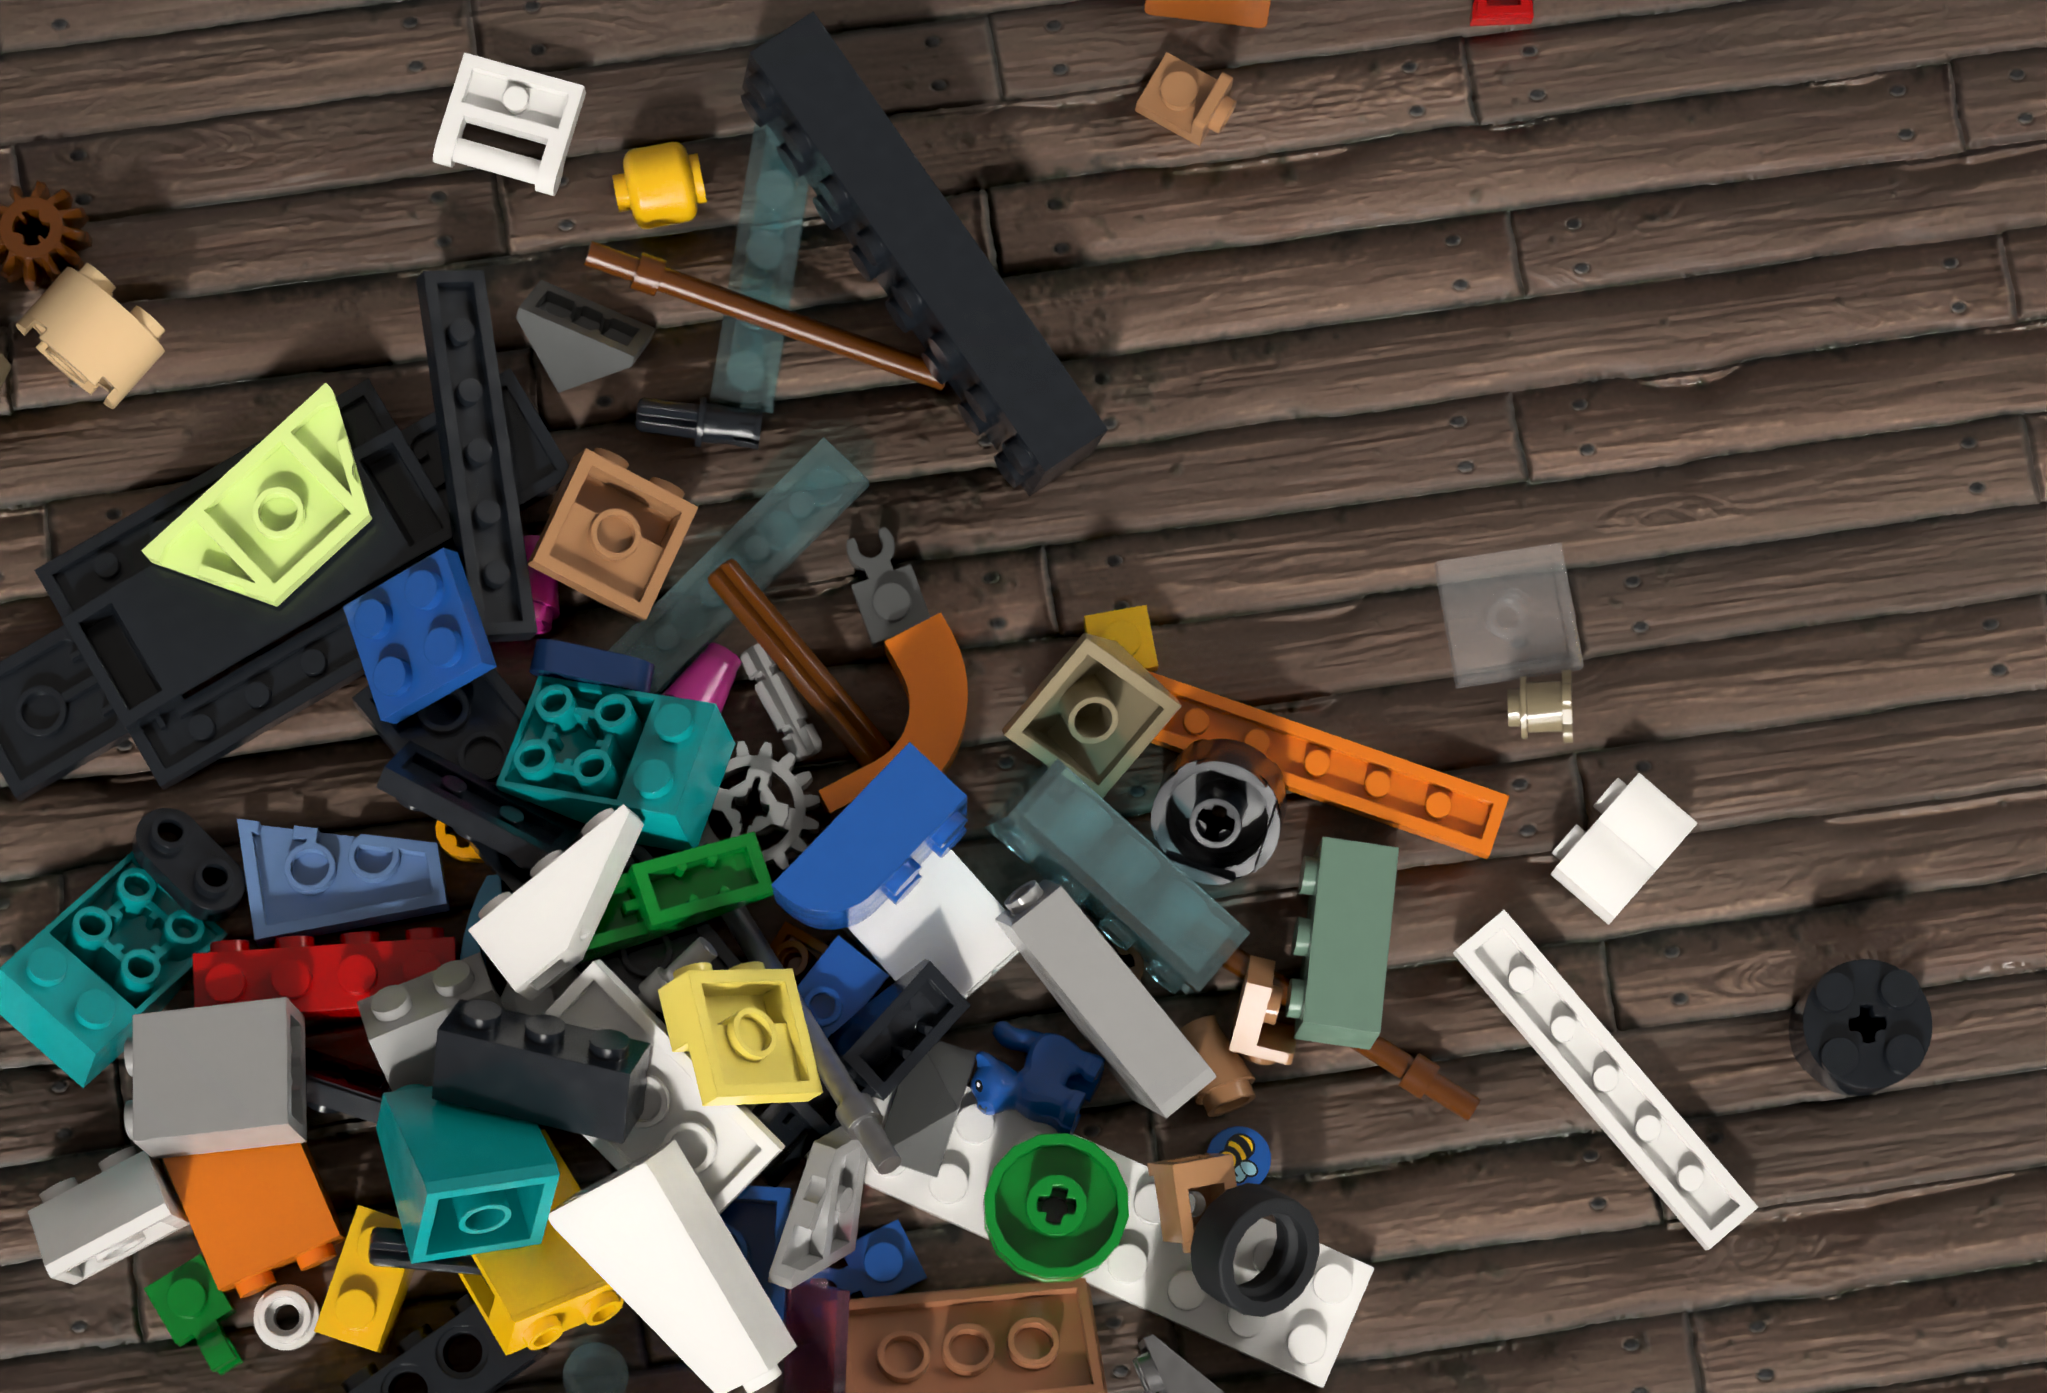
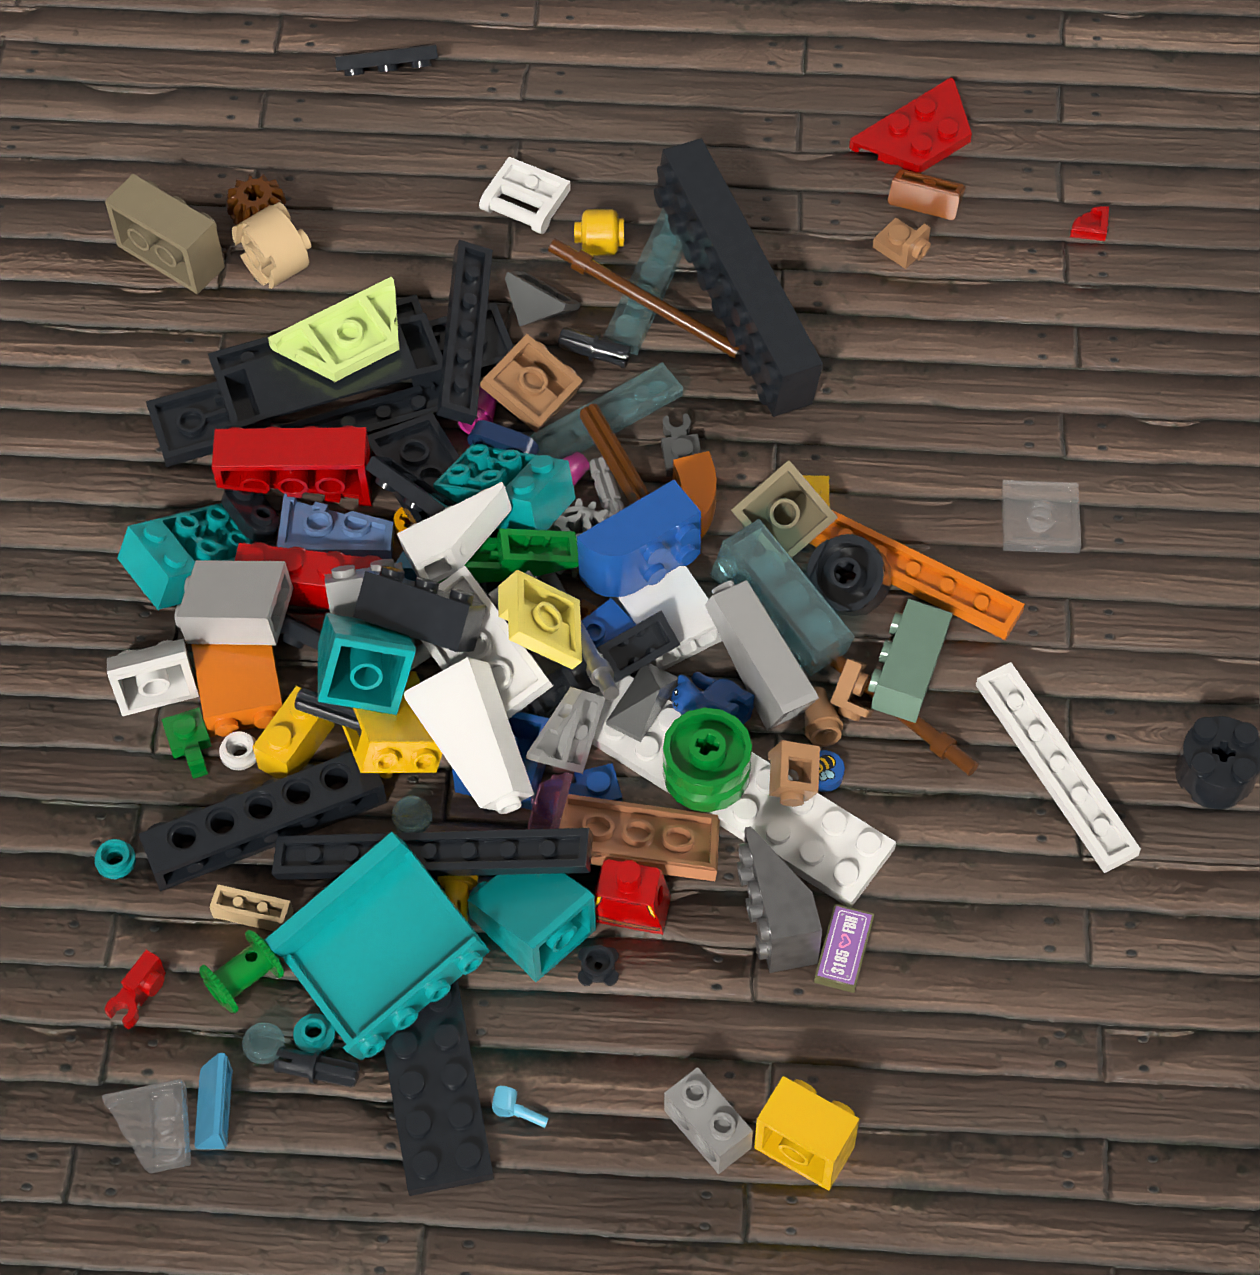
camera: 20 degrees right, 20 degrees down
(243, 776) = (295, 461): none -> red wedge
(419, 636) = (410, 405): blue plate -> none
(1287, 1269) = (850, 802): black tyre -> none
(1542, 706) = (1052, 563): dark tan brick -> none
(1622, 847) = (1088, 643): white brick -> none

